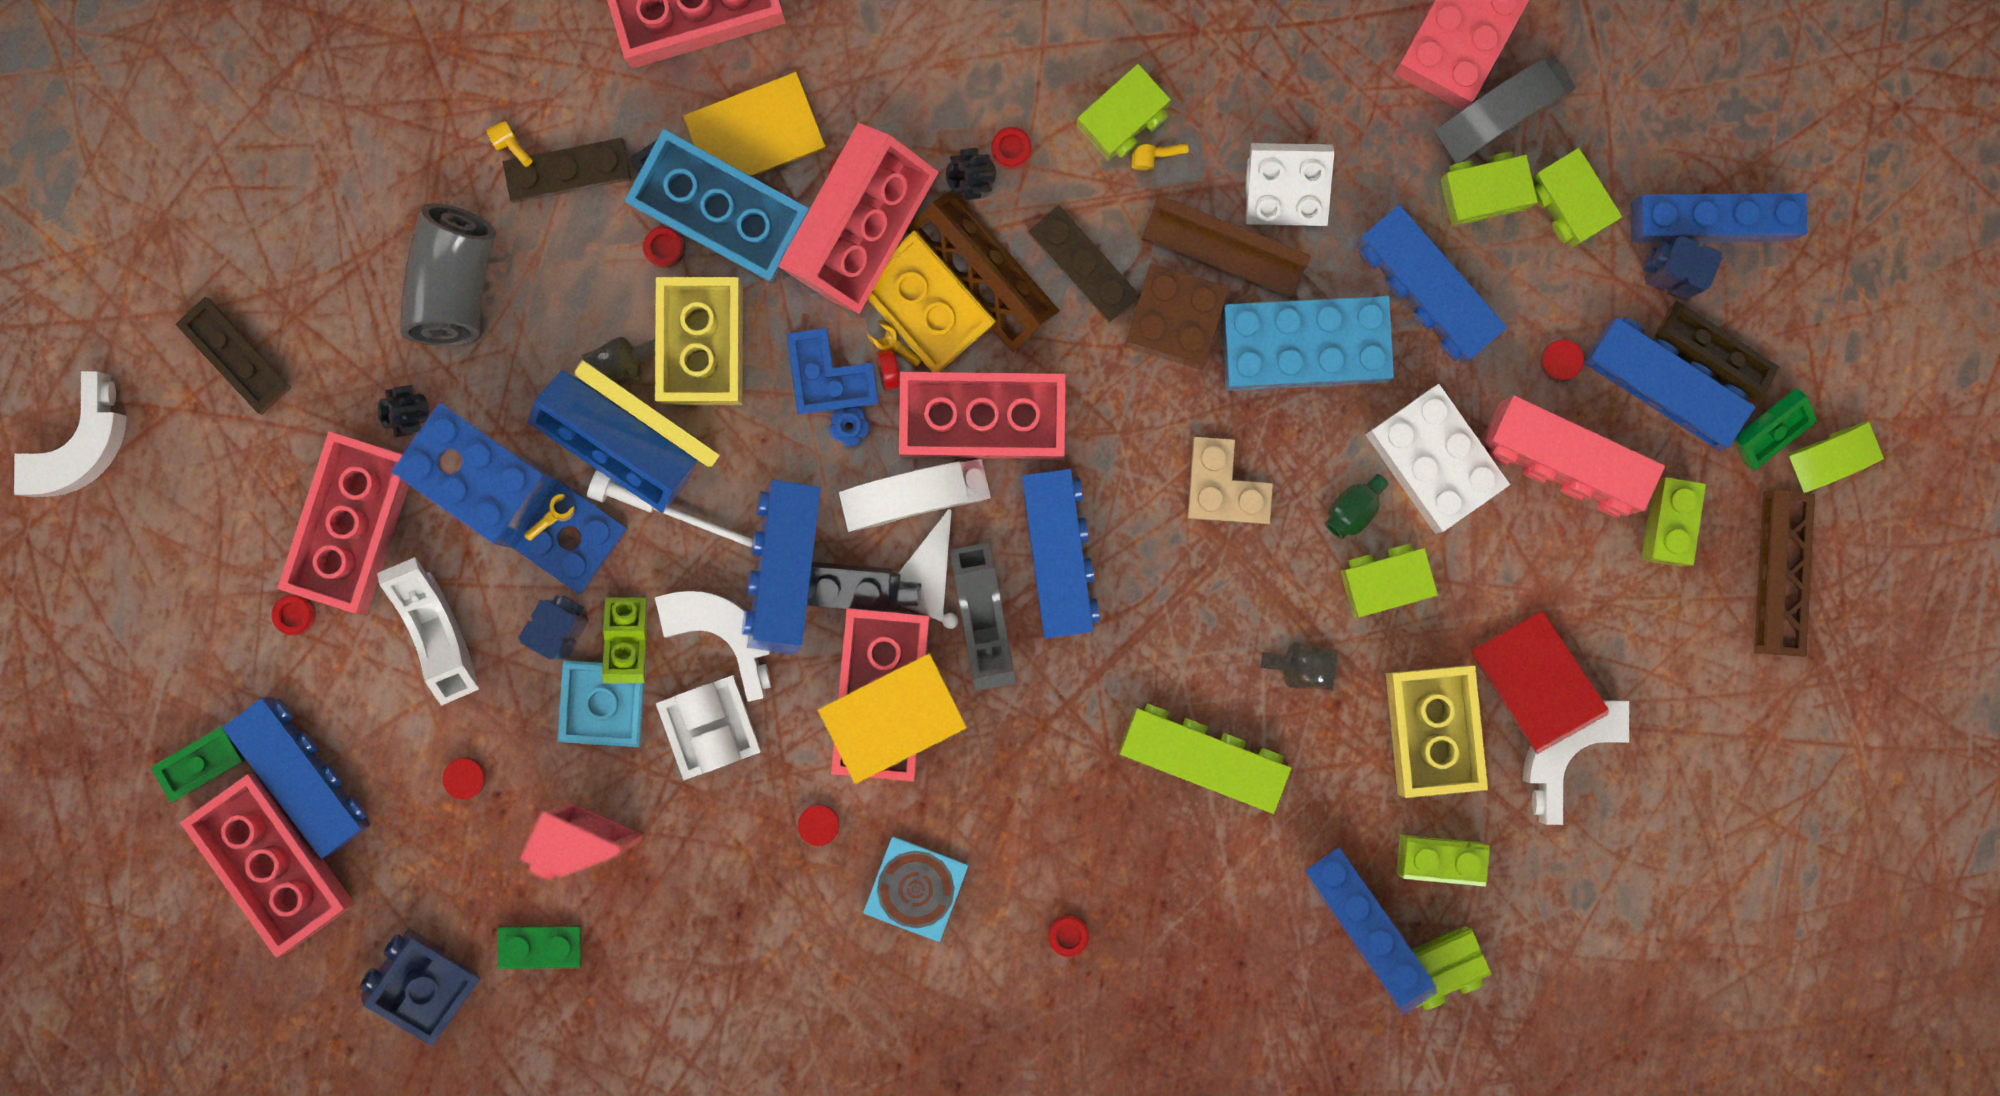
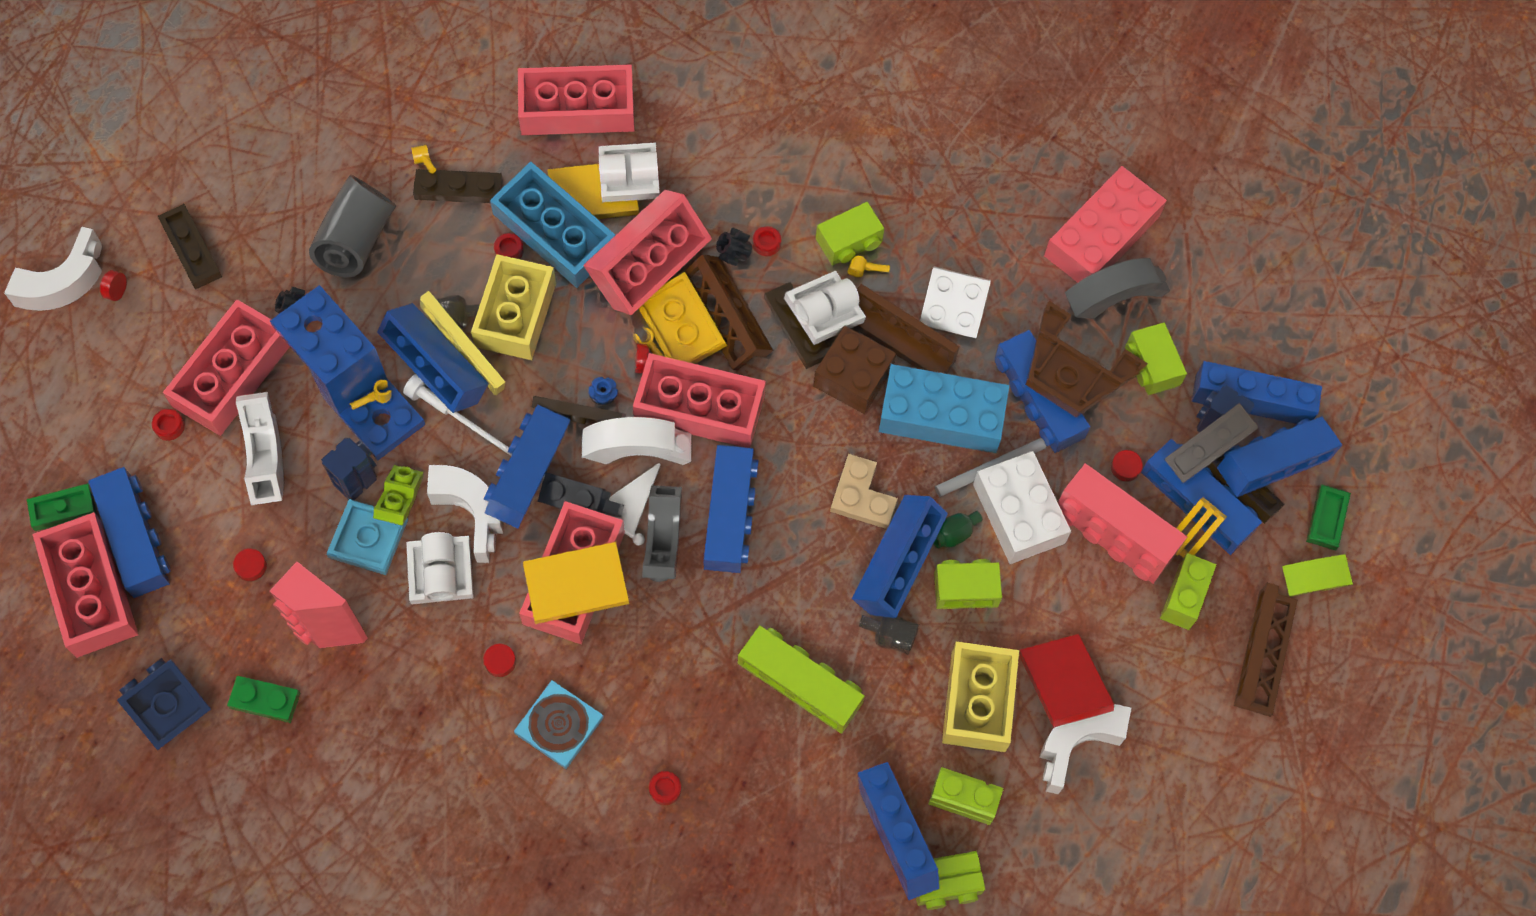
camera: 10 degrees right, 20 degrees down
(152, 439) = (113, 285): none -> red tile
(798, 97) = (628, 172): none -> white plate
(818, 384) = (590, 357): blue plate -> none
(826, 467) = (576, 412): none -> dark brown plate
(1117, 237) = (826, 306): none -> white plate
(1294, 567) = (900, 556): none -> blue brick
(1384, 406) = (969, 476): none -> light grey bar
(1462, 263) = (1070, 376): none -> reddish brown wing
(1488, 189) = (1097, 338): lime brick -> none
(1674, 323) = (1211, 443): none -> dark brown plate
(1685, 443) = (1211, 509): none -> yellow tile
(1764, 307) = (1278, 455): none -> blue brick
(1775, 429) = (1274, 545): green plate -> none
(1838, 367) = (1328, 517): none -> green tile

